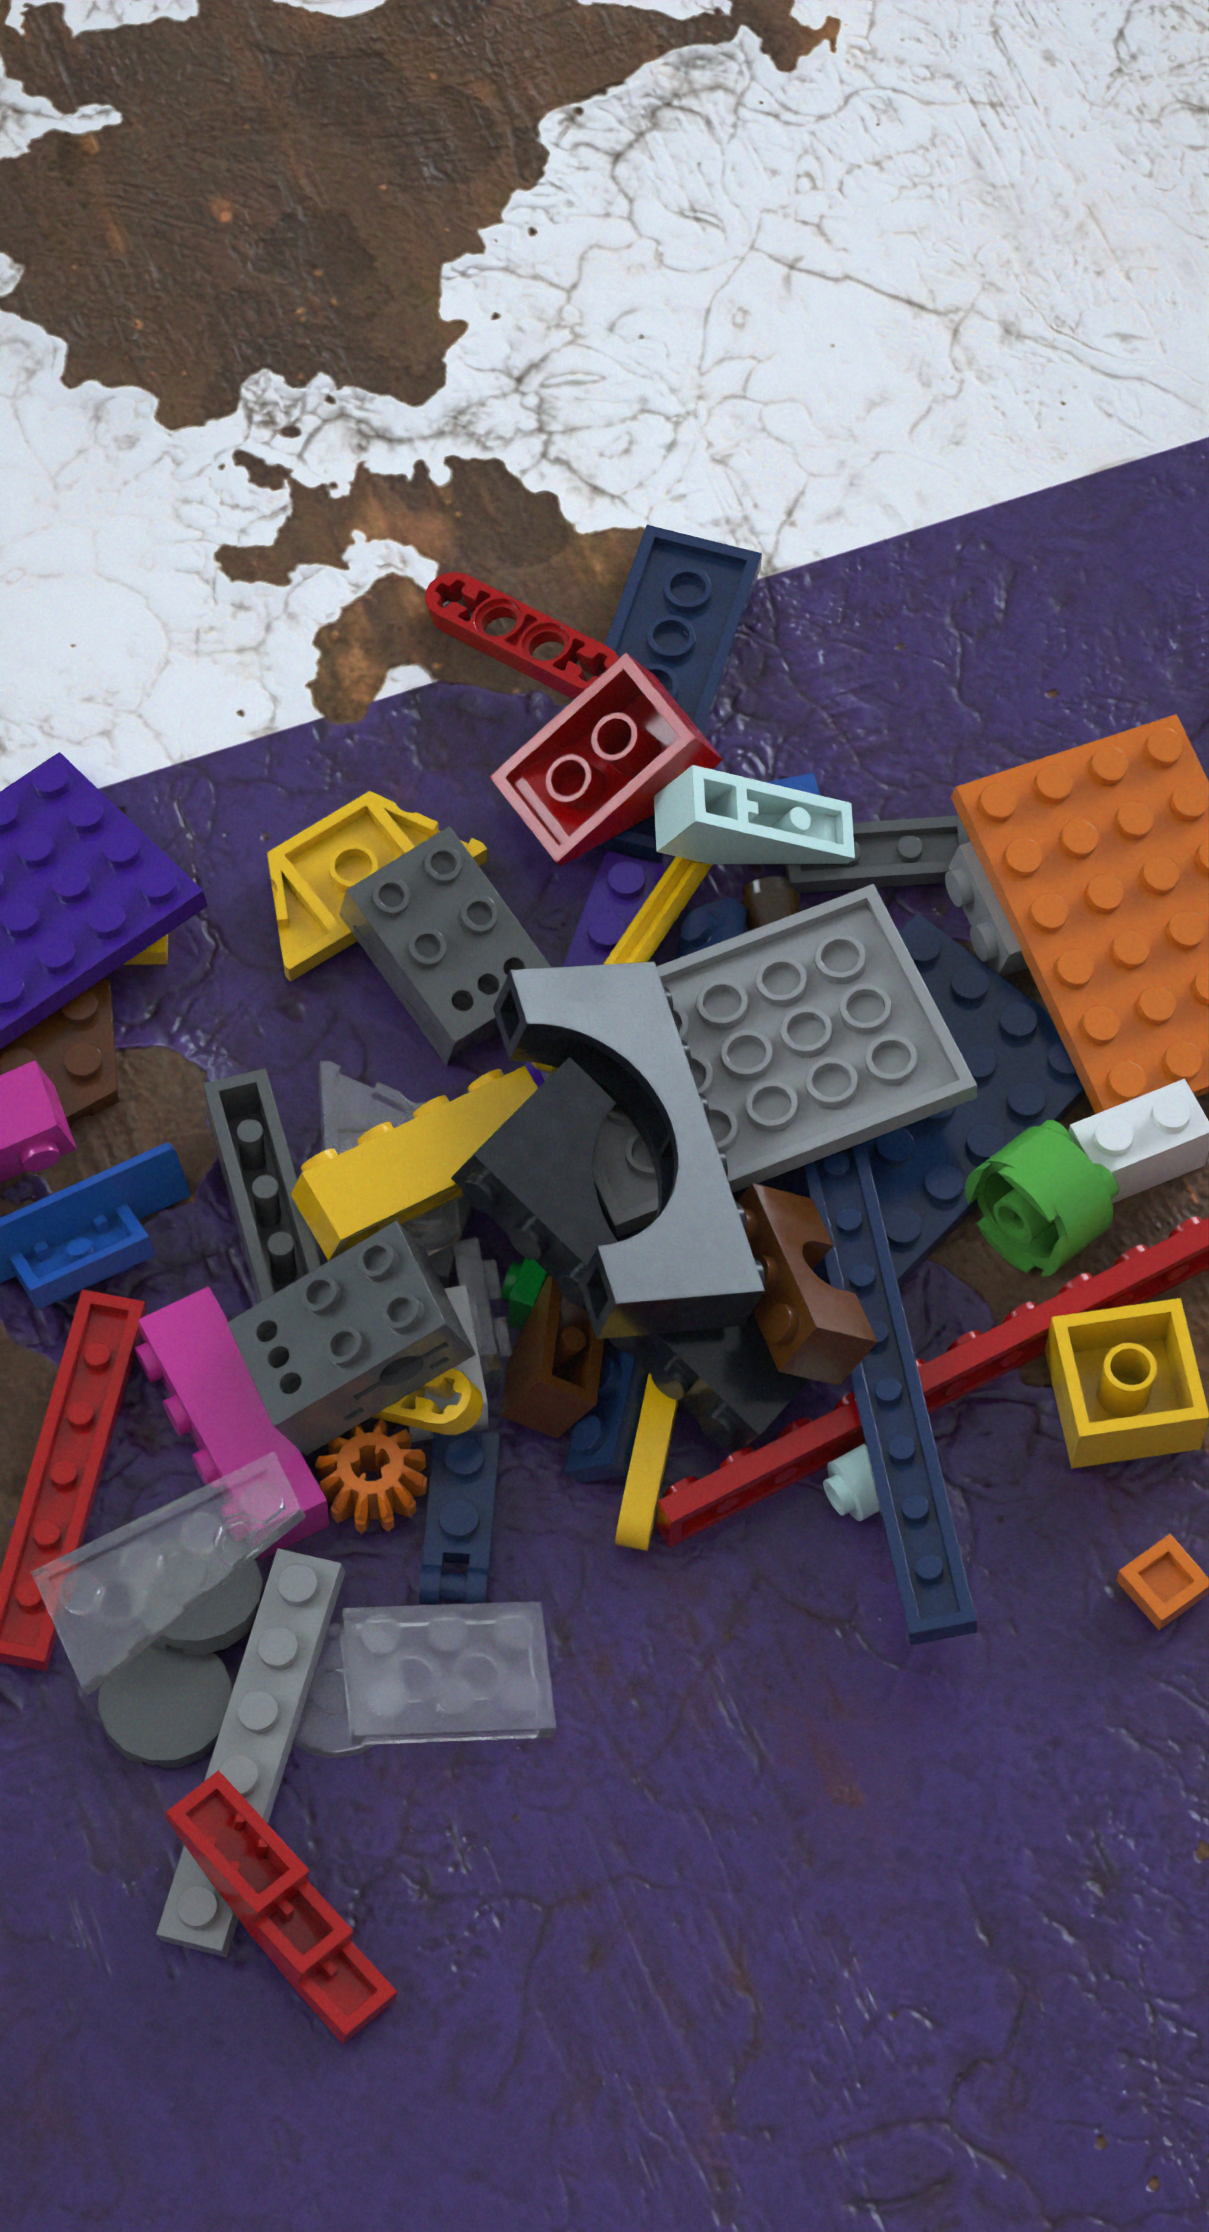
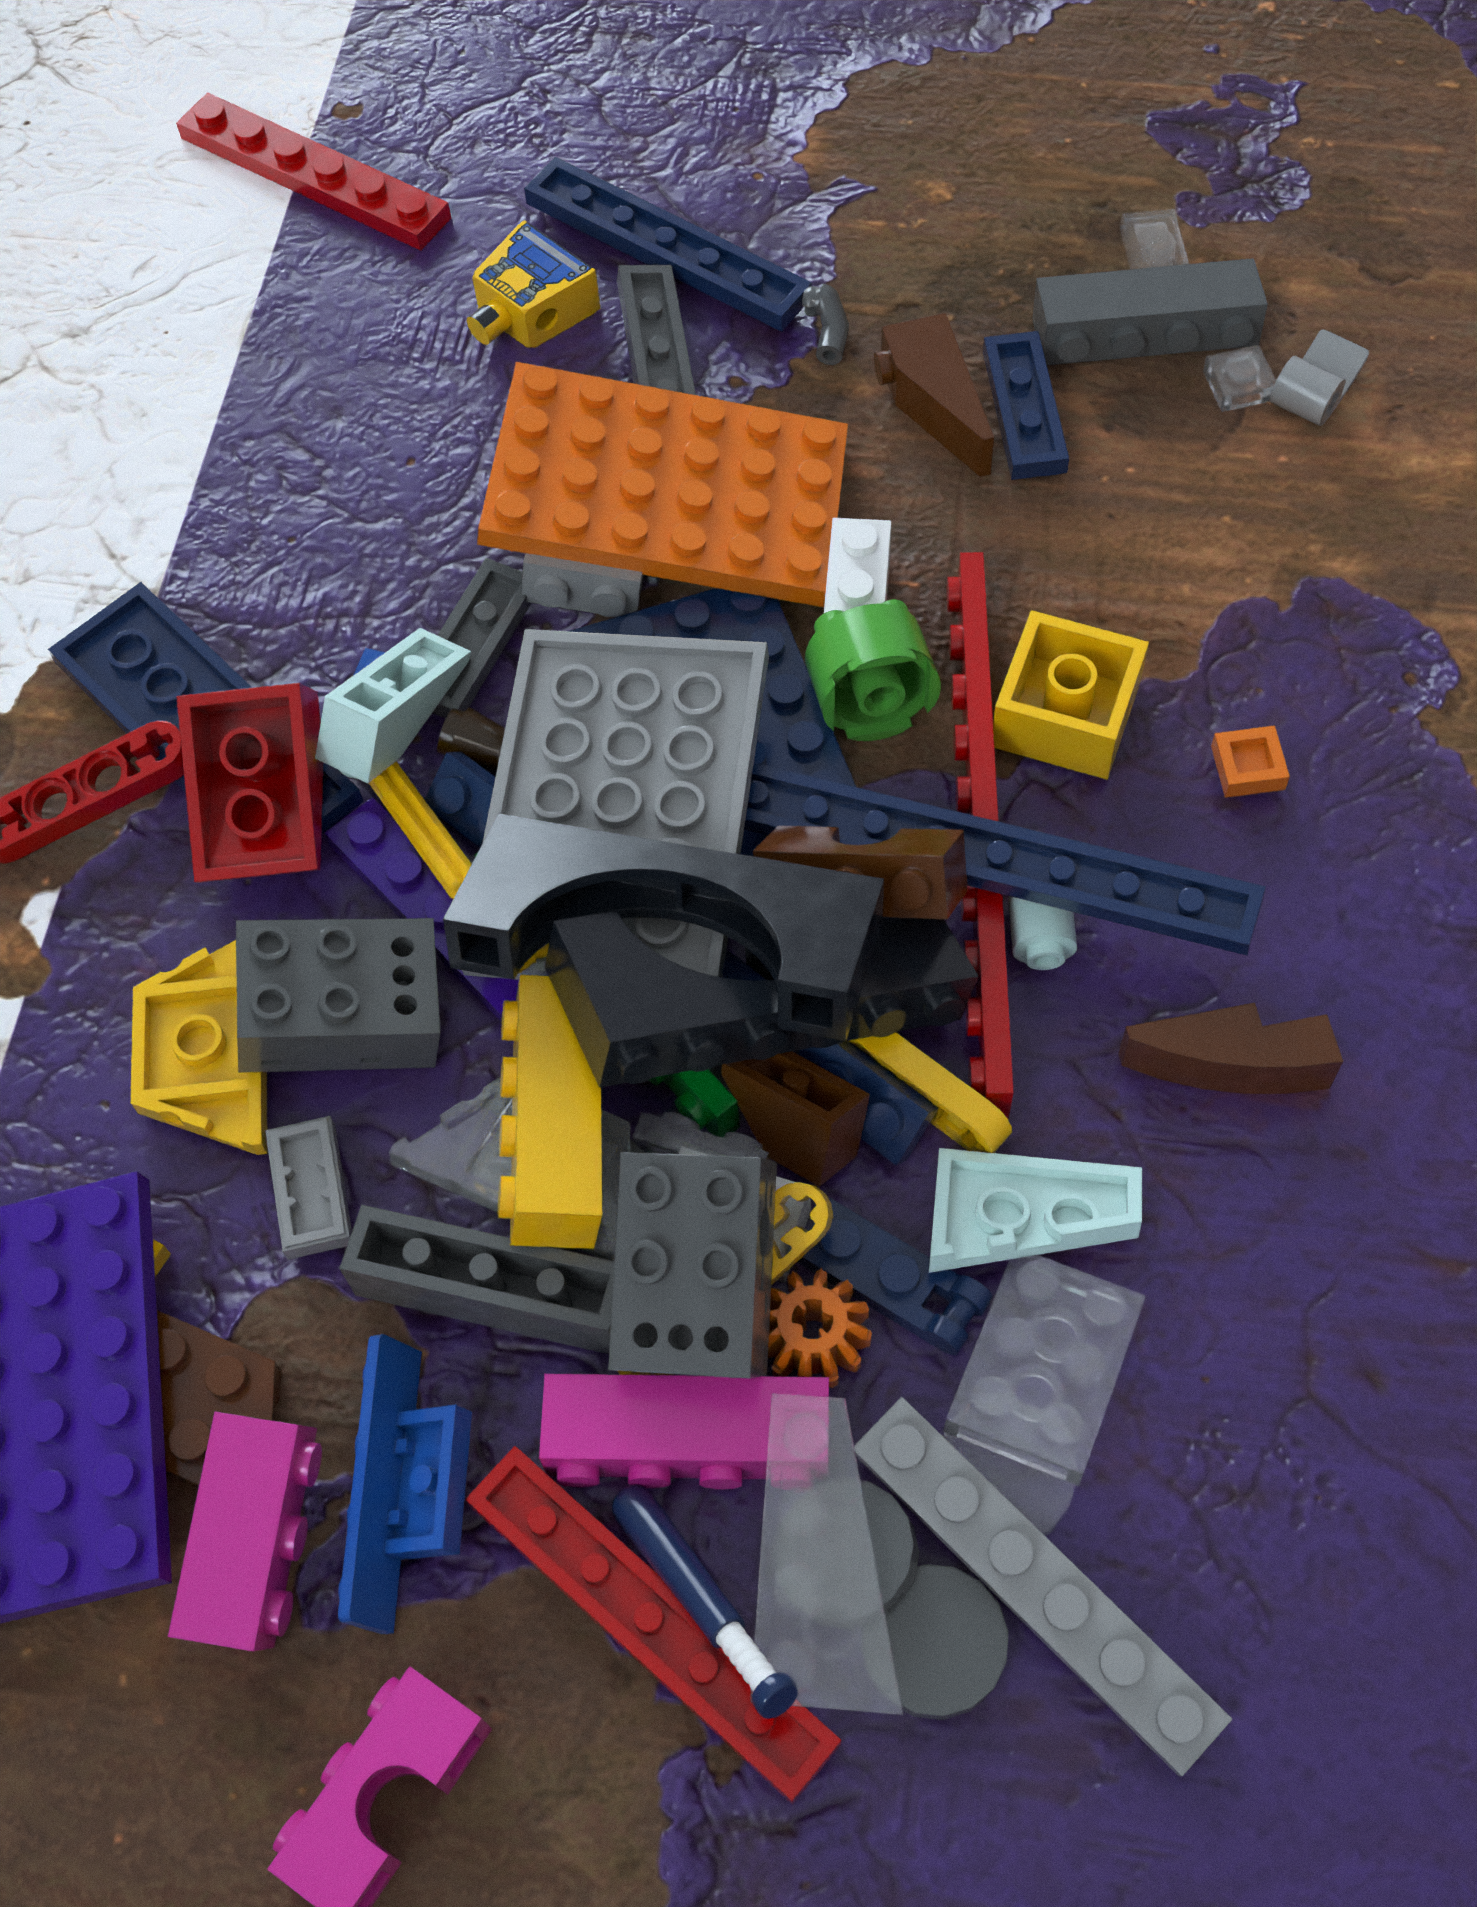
camera: 55 degrees left, 0 degrees up
(101, 1486) = (698, 1593): none -> dark blue piece
(278, 1026) = (308, 1187): none -> light grey plate
(280, 1907) = (1221, 1636): red slope -> none
(581, 1591) = (1027, 1206): none -> light aqua wing
(838, 1700) = (1235, 1052): none -> reddish brown slope

